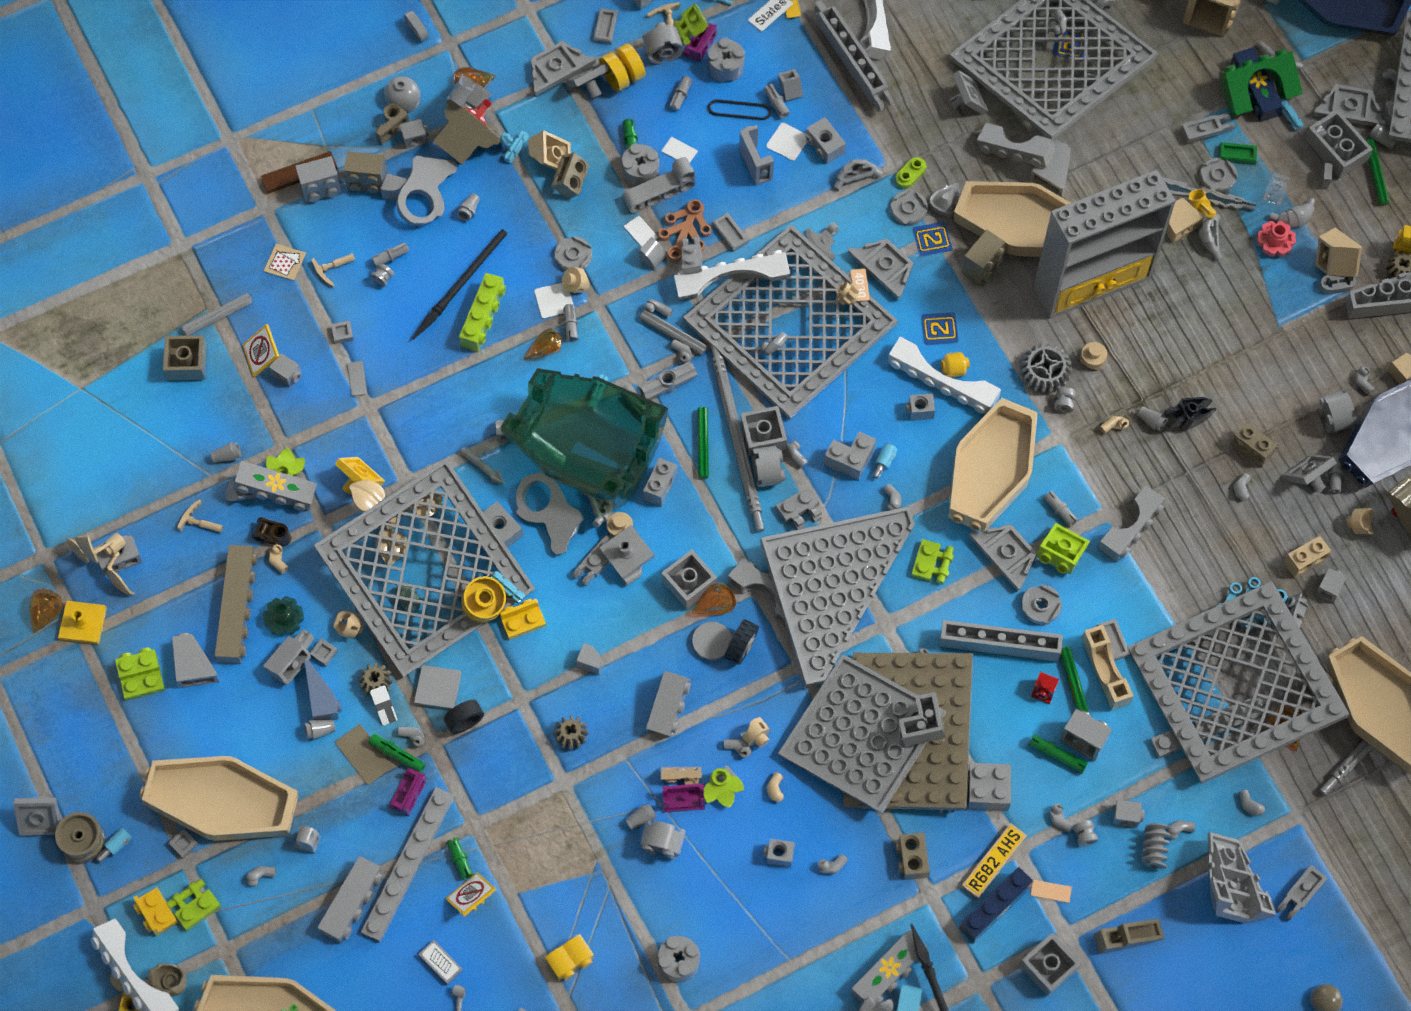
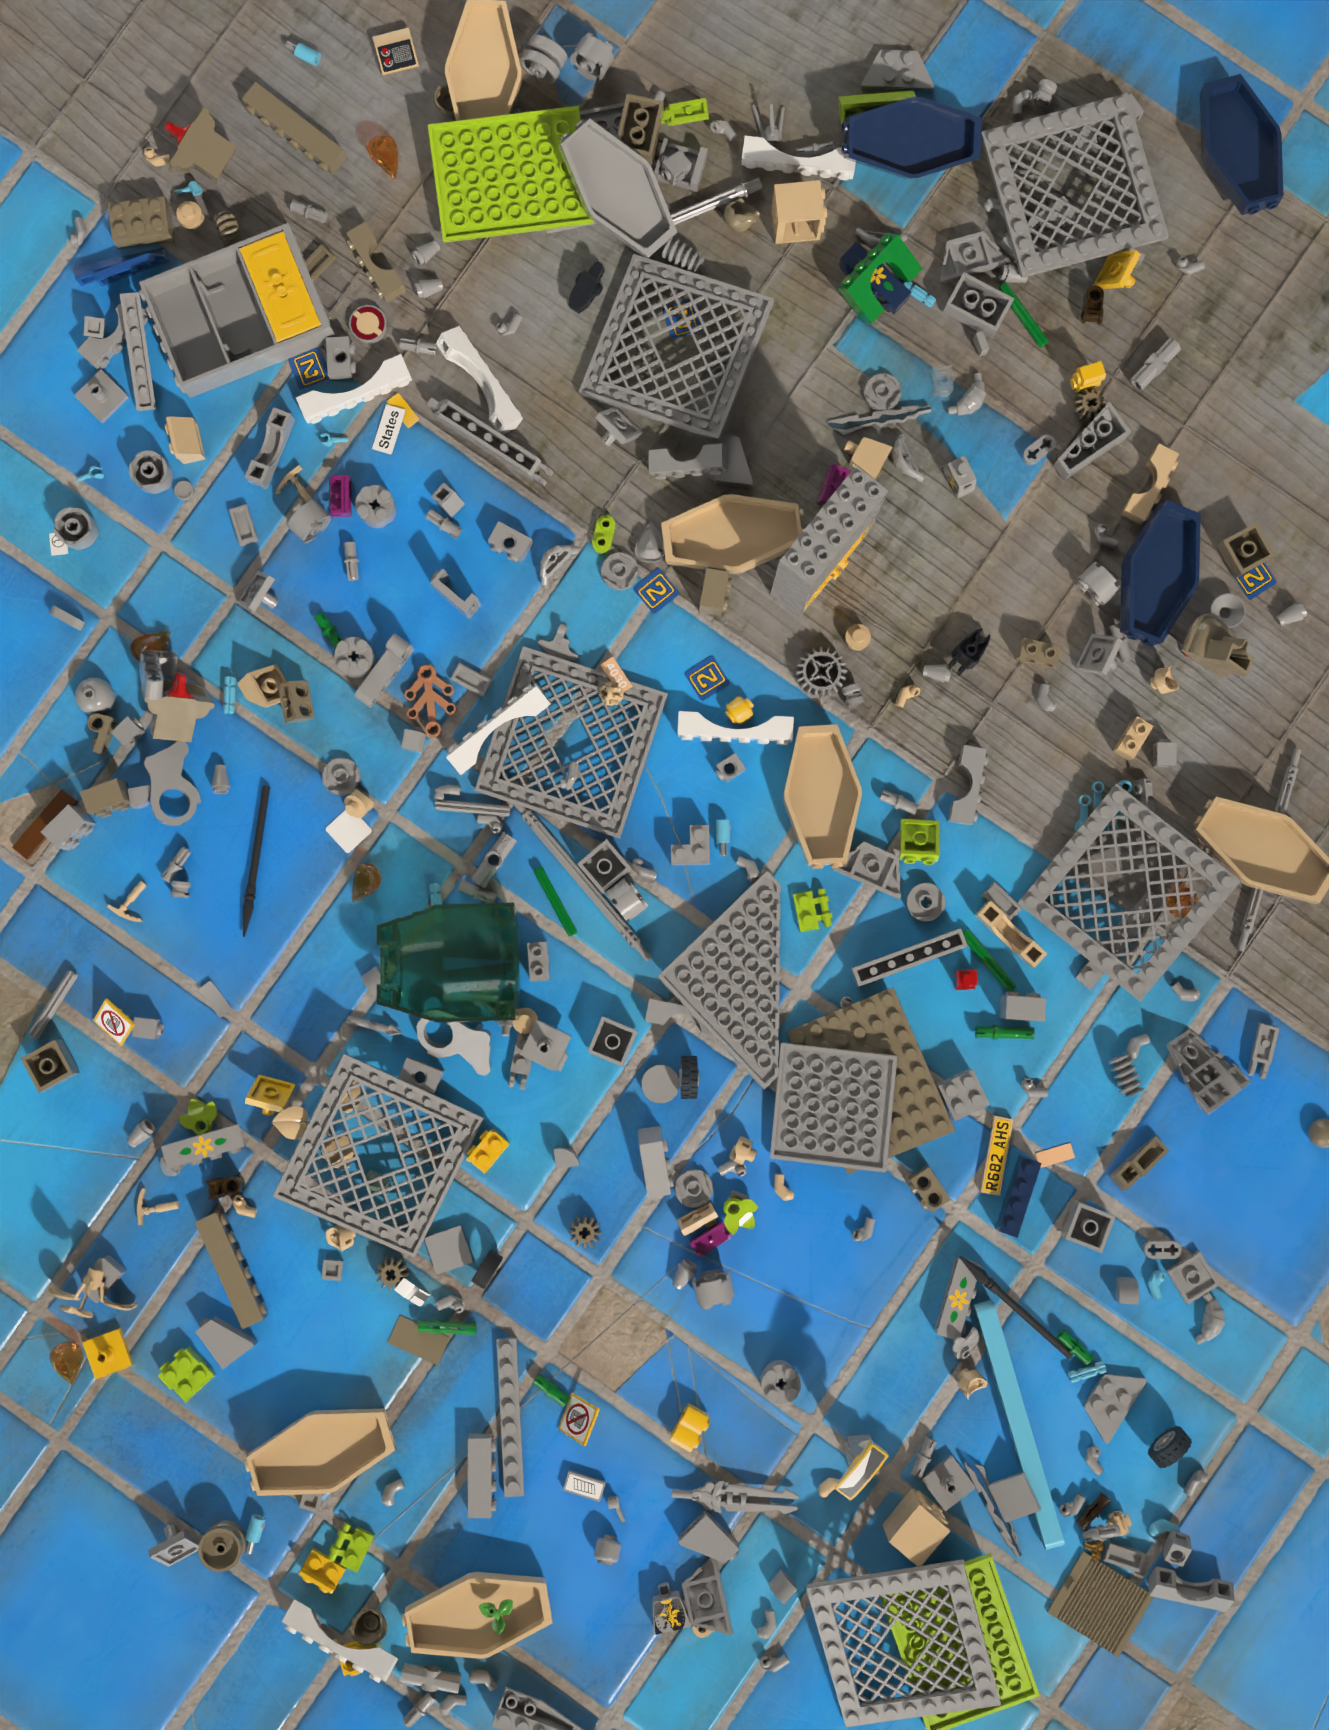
camera: 25 degrees left, 20 degrees up
(283, 616) = (279, 1257): plant -> none
(285, 261) = (84, 919): sticker -> none
(289, 657) = (307, 1293): light grey hinge -> none
(307, 839) = (414, 1443): light grey leg -> none
(319, 728) = (368, 1340): light grey cone -> none
(322, 699) = (355, 1313): sand blue slope -> none
(342, 332) = (176, 962): light grey tile -> none
(408, 792) = (475, 1356): magenta hinge -> none
(482, 312) = (291, 879): lime brick -> none
(483, 599) = (447, 1160): yellow wheel -> none
(505, 140) = (217, 696): medium azure arm -> none
(509, 588) = (459, 1133): medium azure axle -> none
(557, 65) = (221, 591): light grey wing -> none
(570, 322) = (376, 847): light grey axle -> none
(622, 67) = (286, 561): yellow wheel -> none
(640, 230) = (389, 720): white sticker -> none
(678, 149) = (381, 619): white sticker -> none
(691, 23) = (323, 481): lime plate -> none
(691, 256) = (451, 728): light grey hinge -> none
(692, 747) = (693, 1188): none -> light grey tile
(716, 601) = (644, 1047): clear orange piece -> none
(739, 116) = (417, 555): black piece -> none
(784, 860) = (824, 1245): light grey brick -> none
(787, 141) = (474, 558): white sticker -> none
(798, 504) = (669, 917): light grey plate -> none
(885, 264) = (627, 641): light grey wing -> none
(926, 725) = (892, 1081): light grey brick -> none
(1062, 20) = (667, 306): light grey arm -> none
(1085, 833) = (1061, 1093): light grey wheel -> none
(1128, 813) = (1088, 1056): light grey brick -> none
(1201, 203) = (884, 435): yellow axle -> none
(1207, 127) = (849, 348): light grey hinge -> none
(1238, 153) = (889, 359): green tile -> none
(1253, 263) = (960, 475): none -> light grey torso
(1276, 239) = (964, 433): coral plant -> none
(1338, 254) = (1030, 425): tan slope -> none

